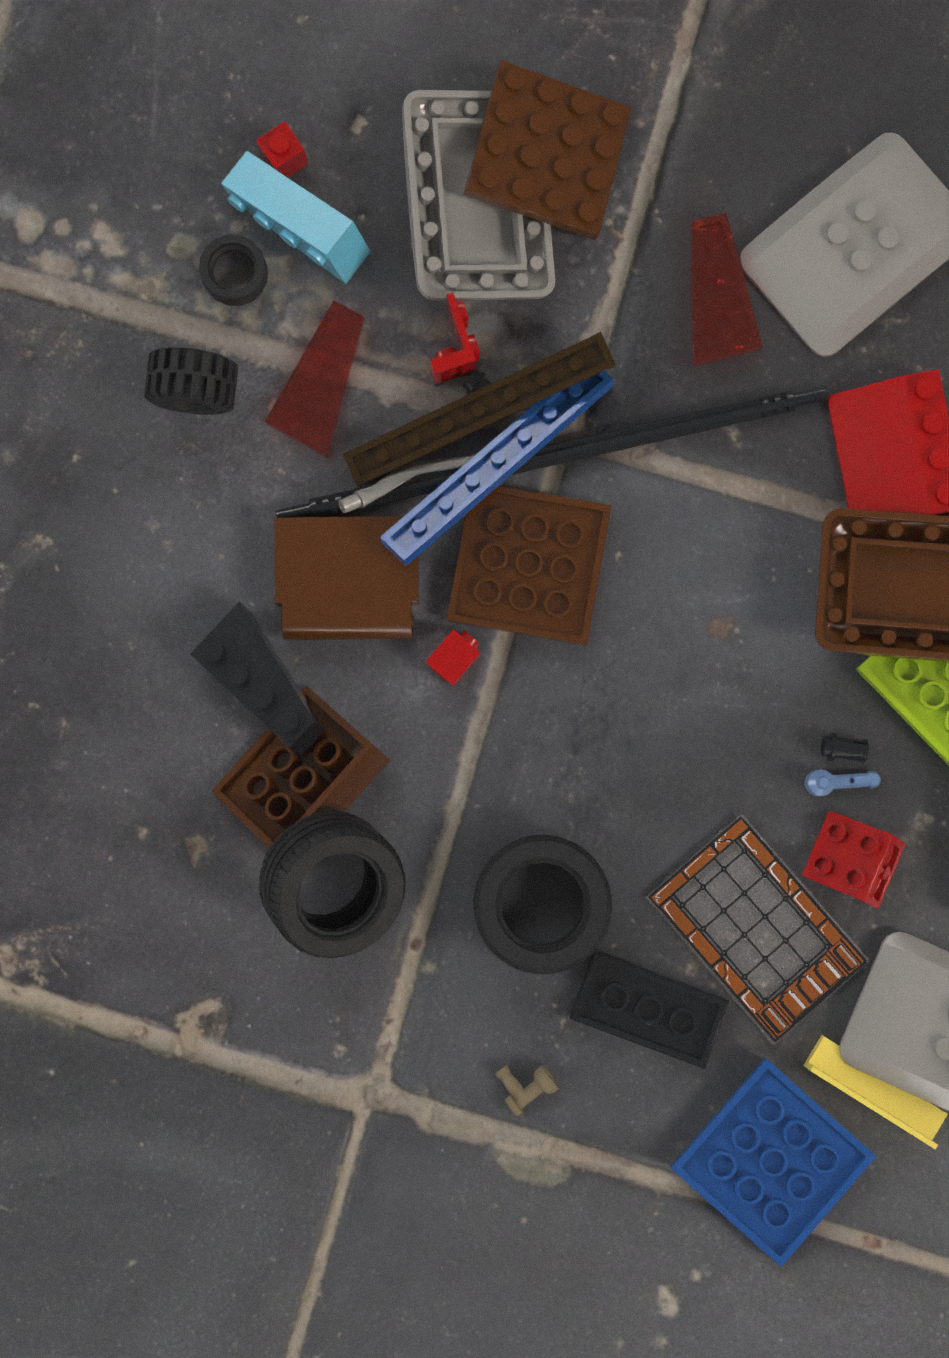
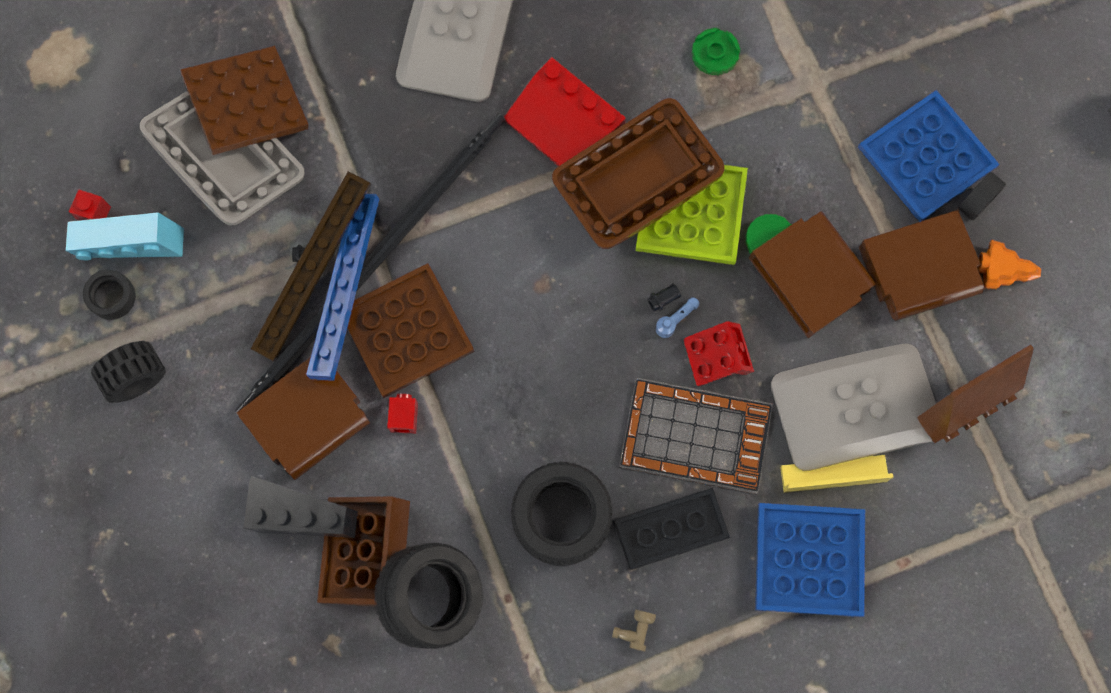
camera: 40 degrees left, 10 degrees down
(316, 388) = (208, 328): clear red wing -> none
(397, 477) = (280, 362): light grey piece -> none
(451, 363) = (278, 247): red bracket -> none
(720, 300) = (405, 111): clear red wing -> none

